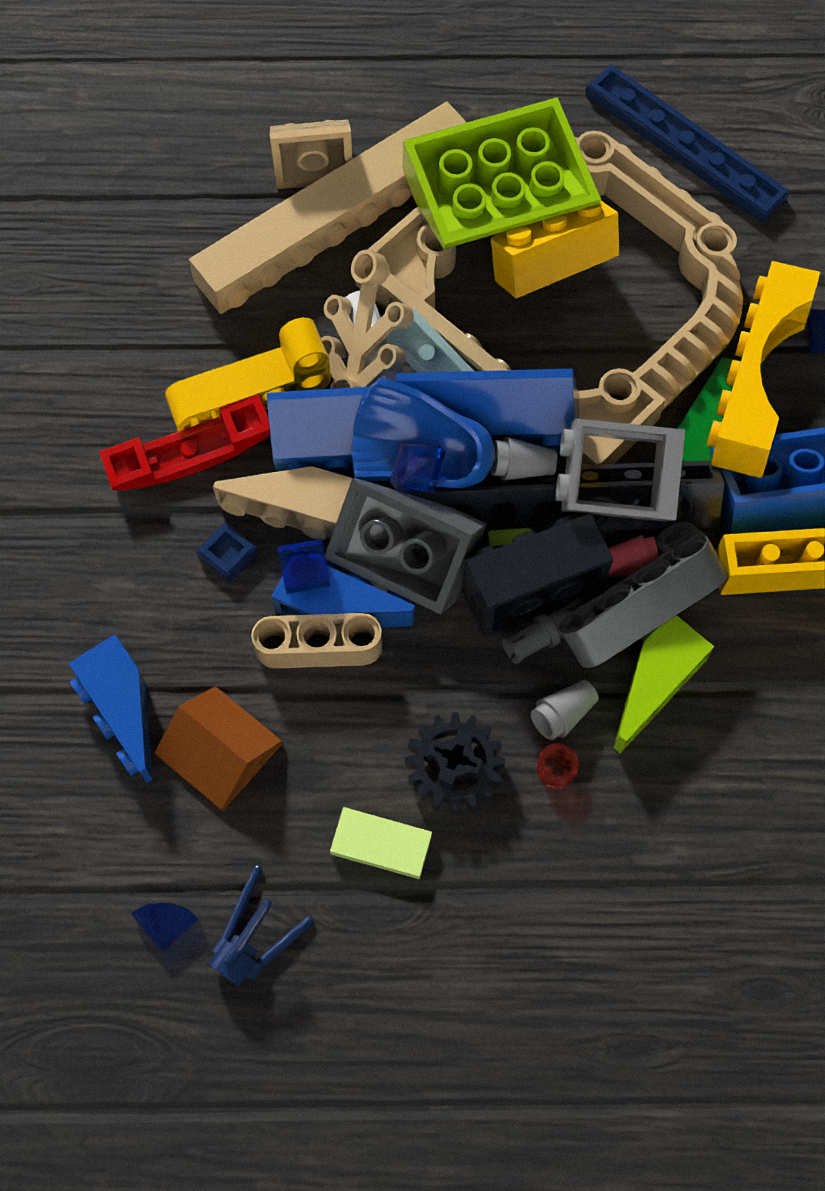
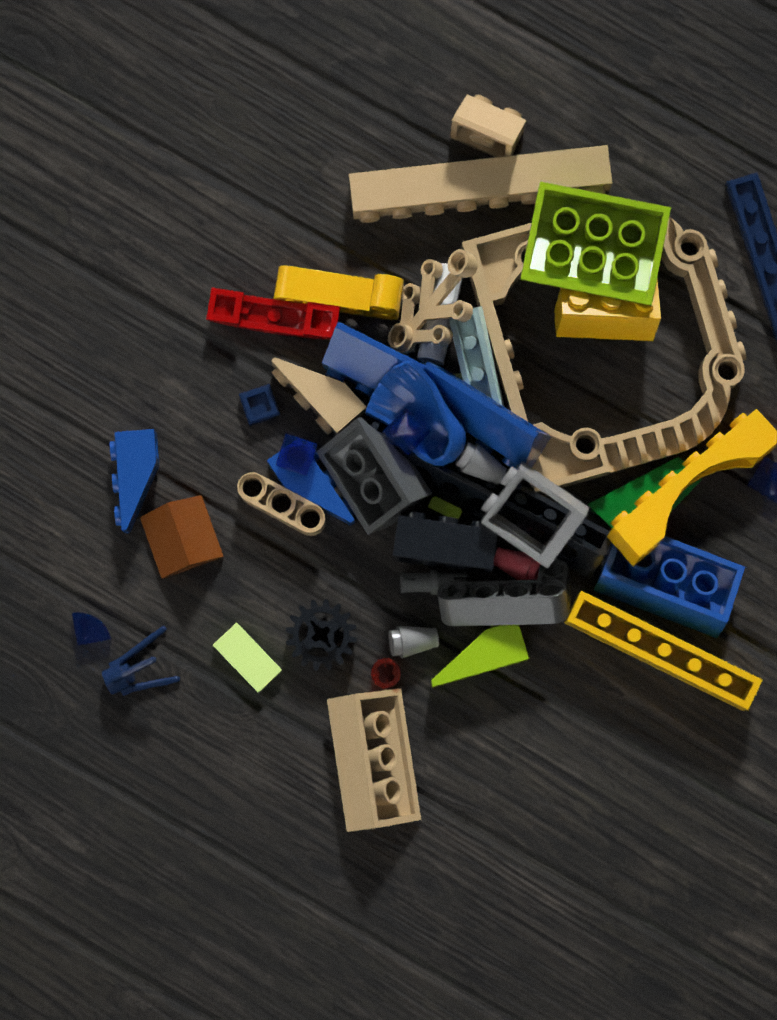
camera: 30 degrees right, 15 degrees up
(608, 875) = (373, 759): none -> tan slope

